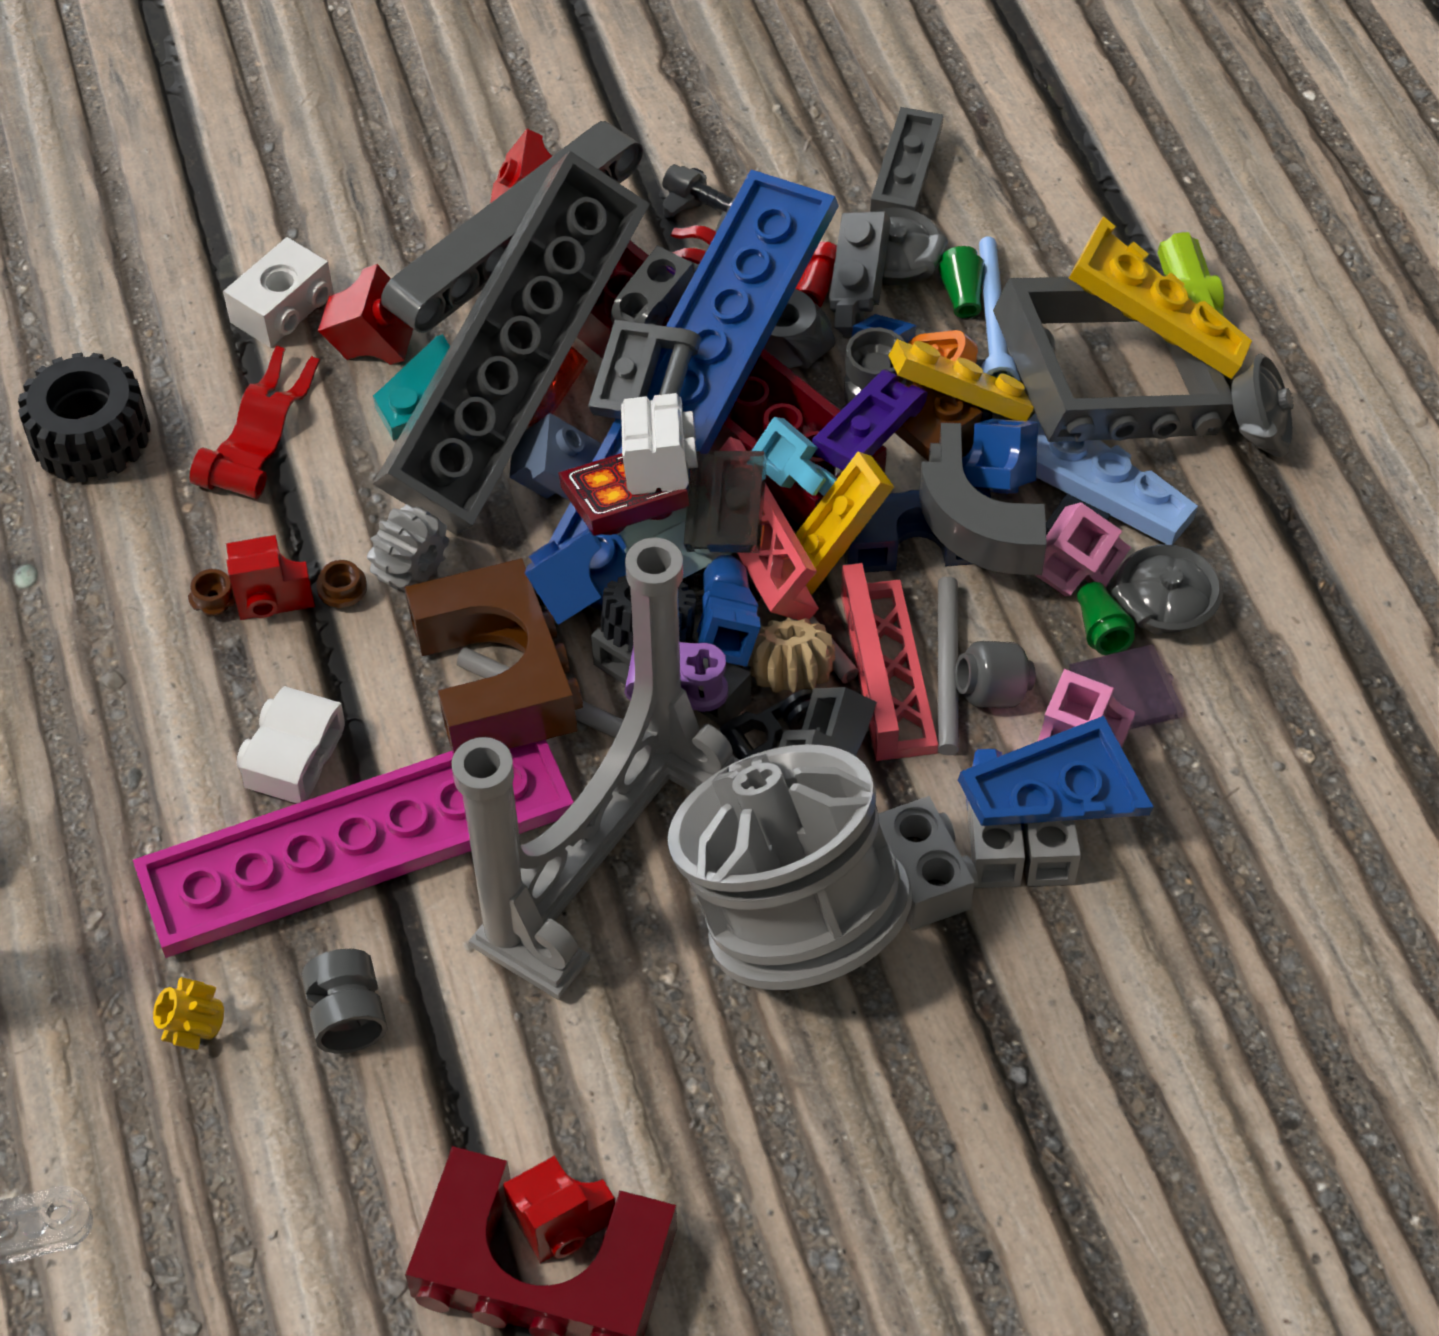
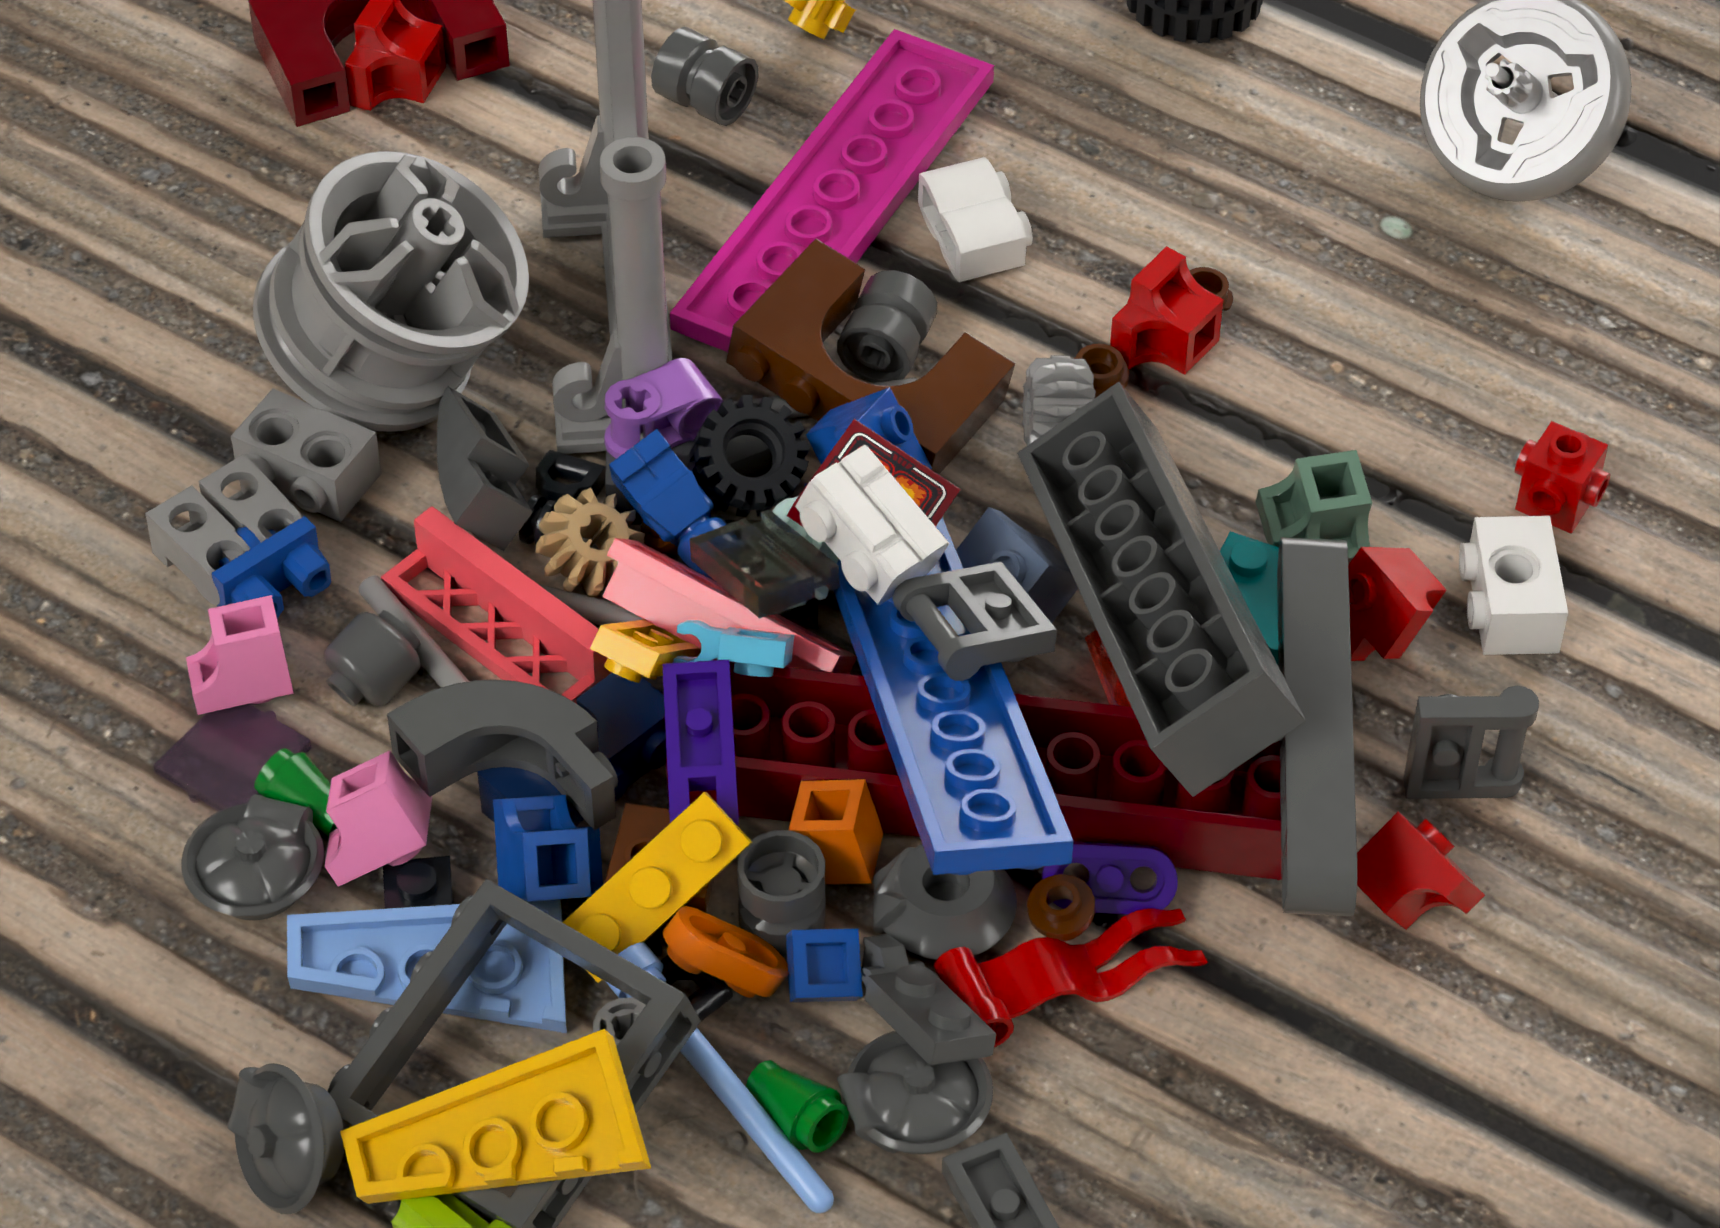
camera: 140 degrees right, 5 degrees down
(90, 444) = (1516, 339): black tyre -> none
(174, 326) = (1561, 476): none -> red brick
(255, 433) = (1341, 422): red flag -> none
(331, 394) = (1319, 500): none -> sand green brick
(422, 681) = (887, 326): none -> dark grey wheel
(439, 200) = (1449, 743): none -> dark grey plate
(652, 290) = (1074, 738): dark grey leg -> none
(690, 189) = (1239, 1017): dark grey piece -> none
(822, 369) = (844, 826): none -> orange brick
(1057, 779) = (214, 542): blue wing -> none

